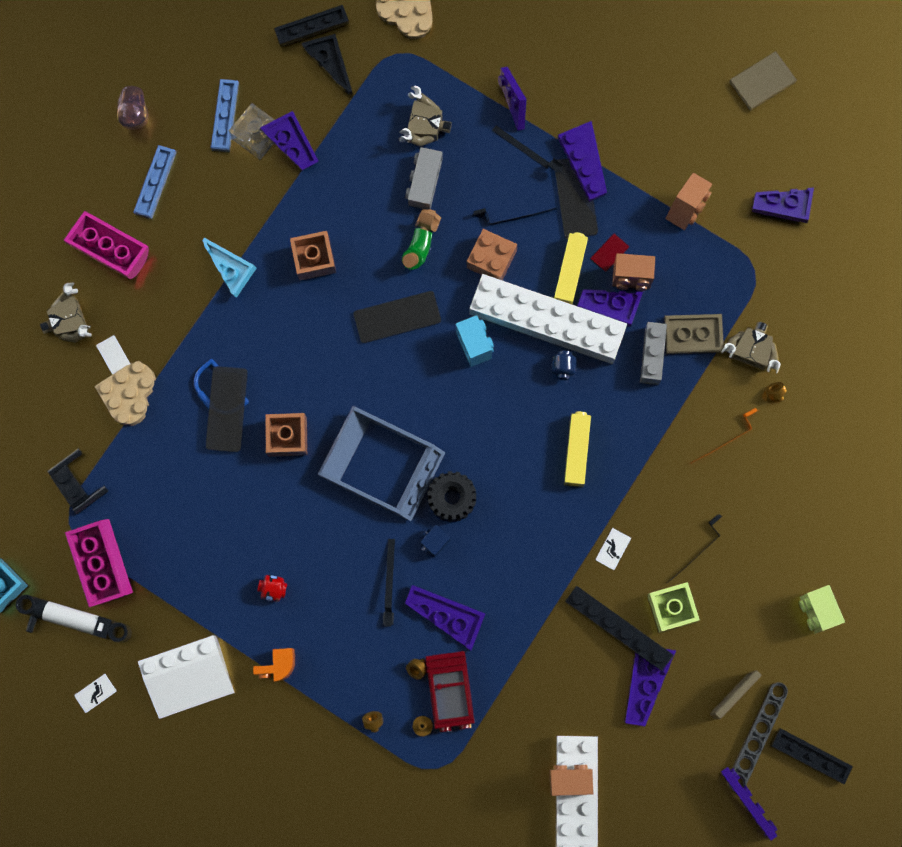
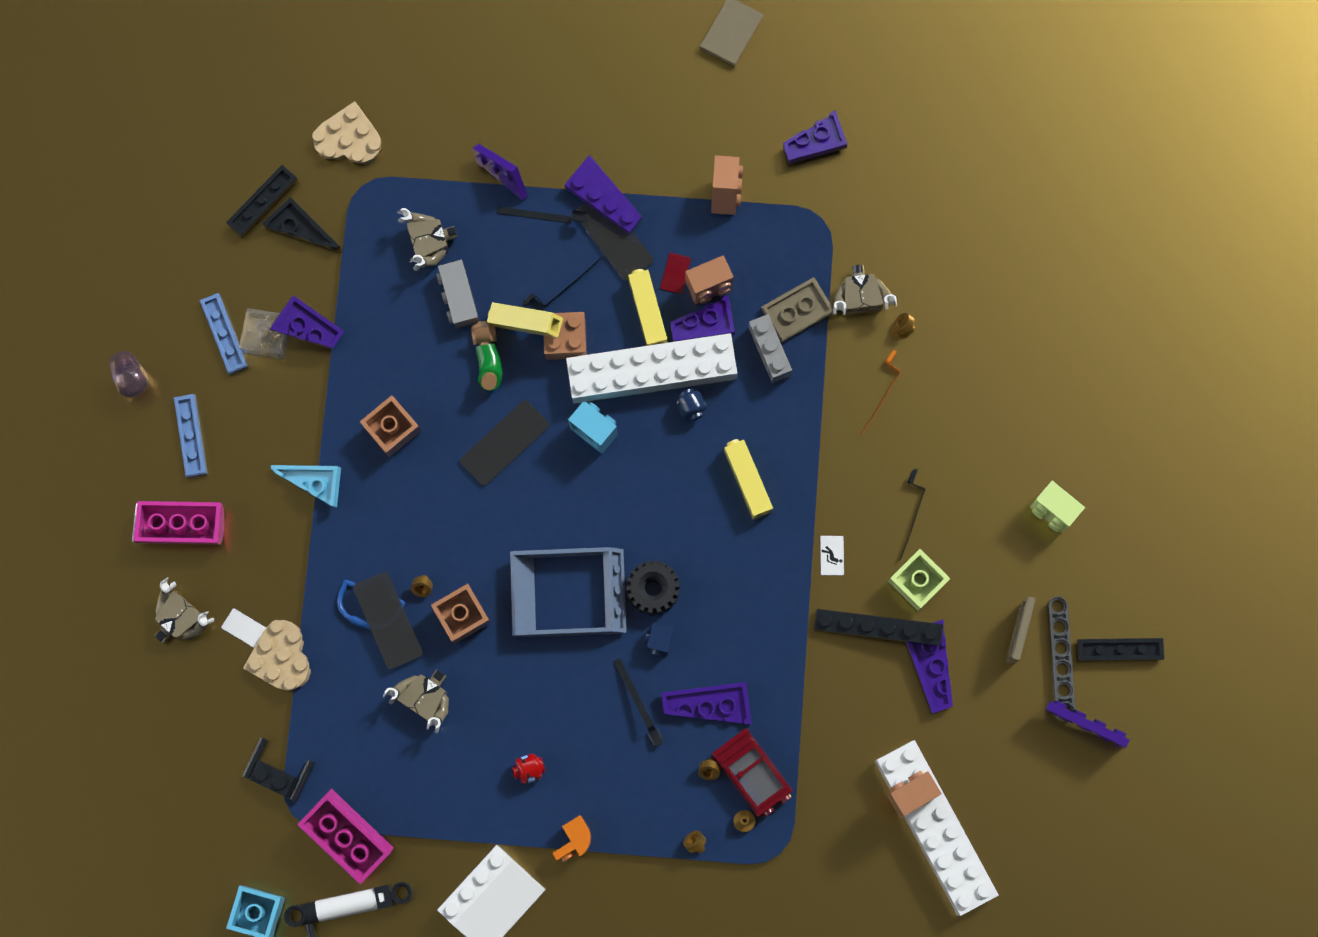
camera: 30 degrees left, 0 degrees up
(220, 485) = (423, 697): none -> dark tan torso
(268, 396) = (421, 586): none -> pearl gold tile
(466, 226) = (524, 320): none -> light yellow brick

